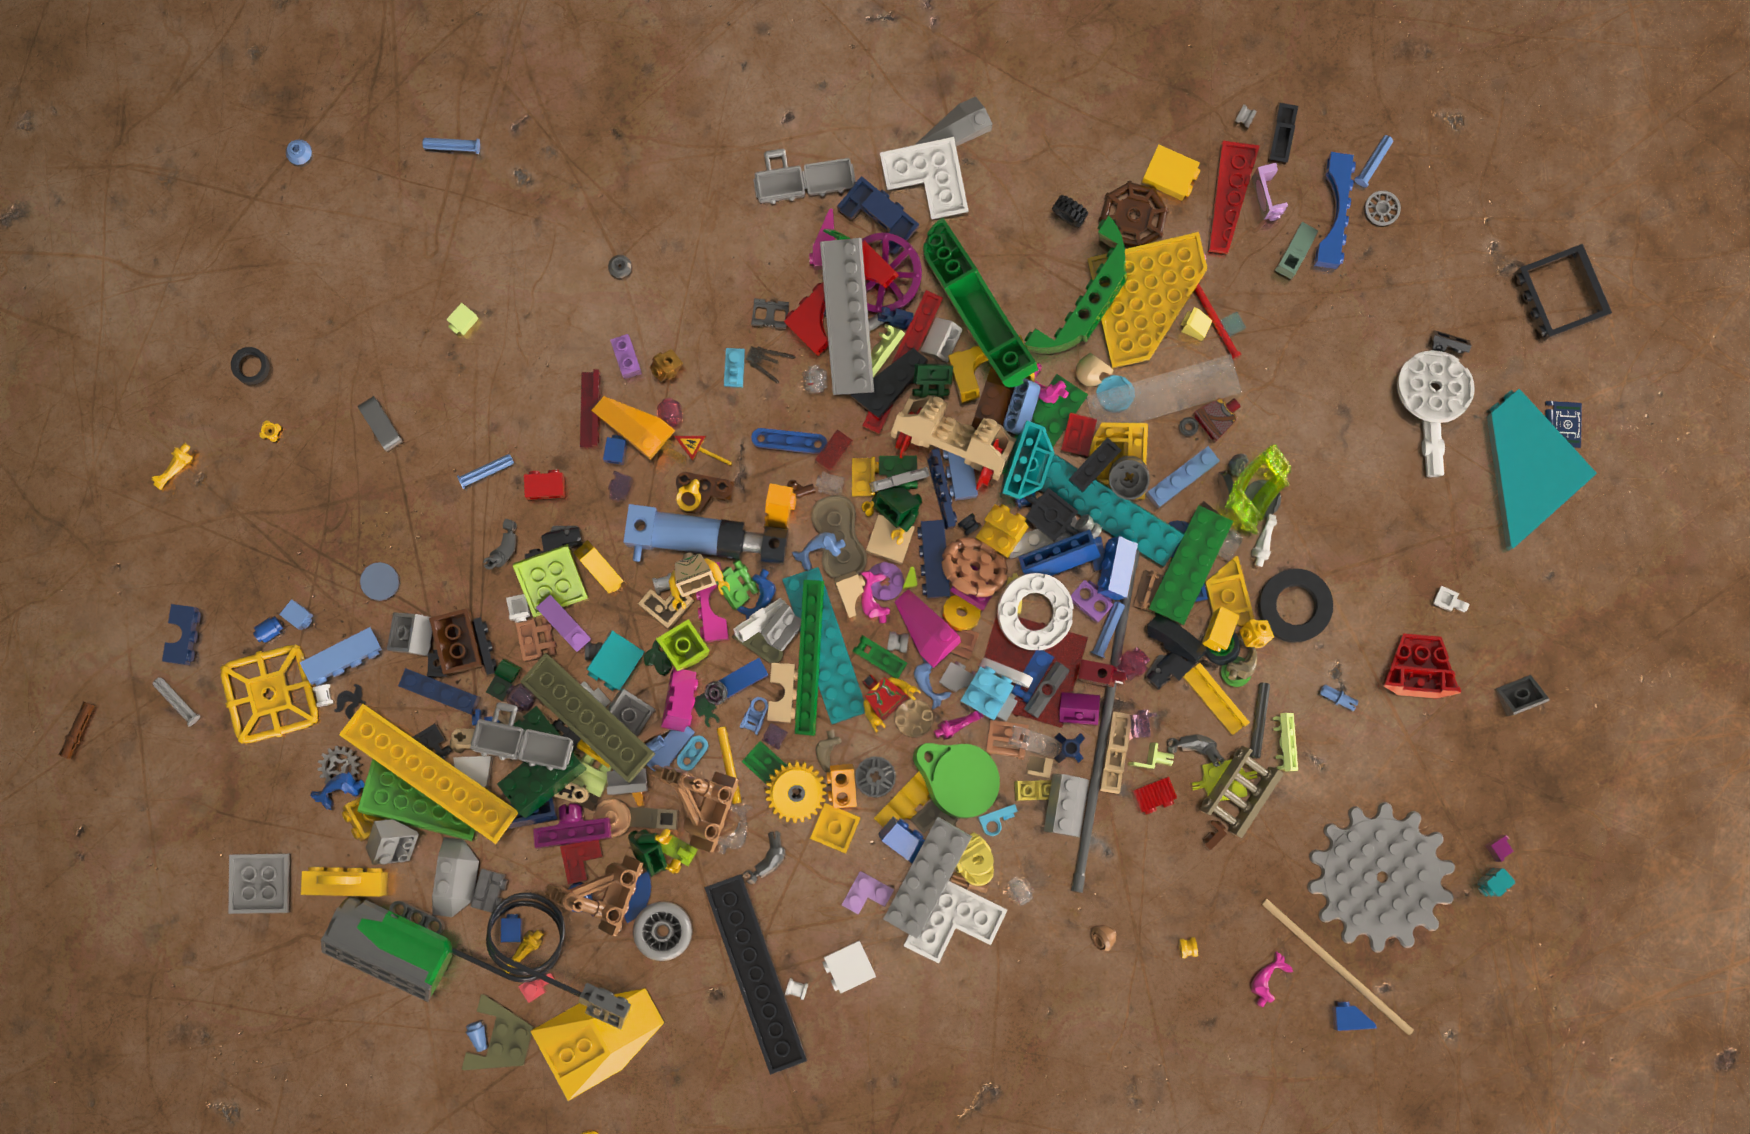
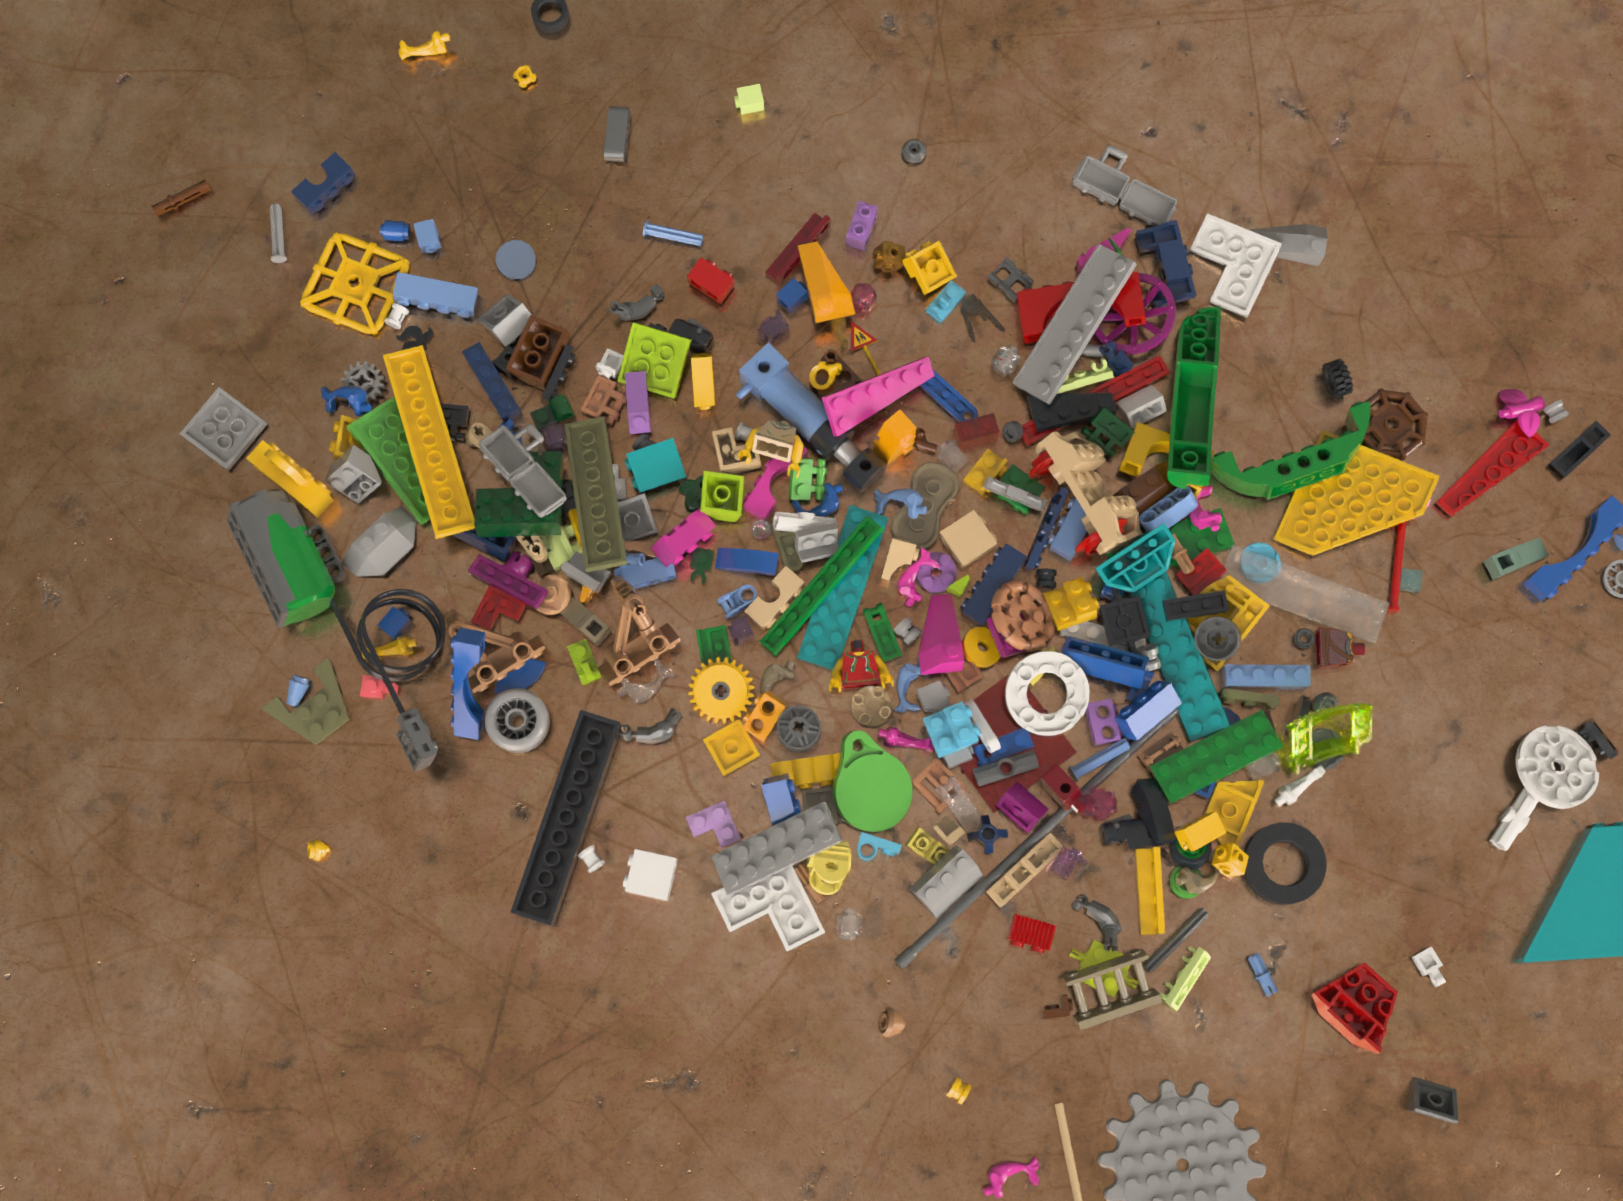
camera: 45 degrees right, 5 degrees down
(476, 768) = (472, 468): white torso -> none
(488, 890) = (402, 575): flat silver brick -> none
(589, 1050) = (376, 774): yellow wedge -> none
(595, 915) = (468, 715): none -> arch
(649, 851) = (557, 647): dark green torso -> none
(692, 753) = (660, 590): medium azure plate -> none
(702, 350) = (929, 266): none -> yellow plate
(710, 692) = (714, 554): dark grey plate -> none
(728, 760) = (684, 623): yellow piece -> none
(731, 647) = (761, 529): none -> clear plate
(735, 492) = (861, 400): none -> dark pink wing
(861, 431) = (1013, 431): none -> dark grey tile
(897, 507) = (994, 514): dark green torso -> none
(1056, 434) = (1181, 557): none -> medium nougat axle
(1090, 368) = (1251, 524): tan helmet -> none
(1154, 756) = (1056, 899): yellowish green bracket -> none
(1171, 173) = (1452, 412): yellow brick -> none
(1183, 502) = (1250, 699): none -> olive plate
(1196, 324) = (1377, 554): light yellow slope -> none
(1219, 133) = (1522, 408): none -> dark pink plant
(1259, 179) = (1534, 471): lavender panel -> none

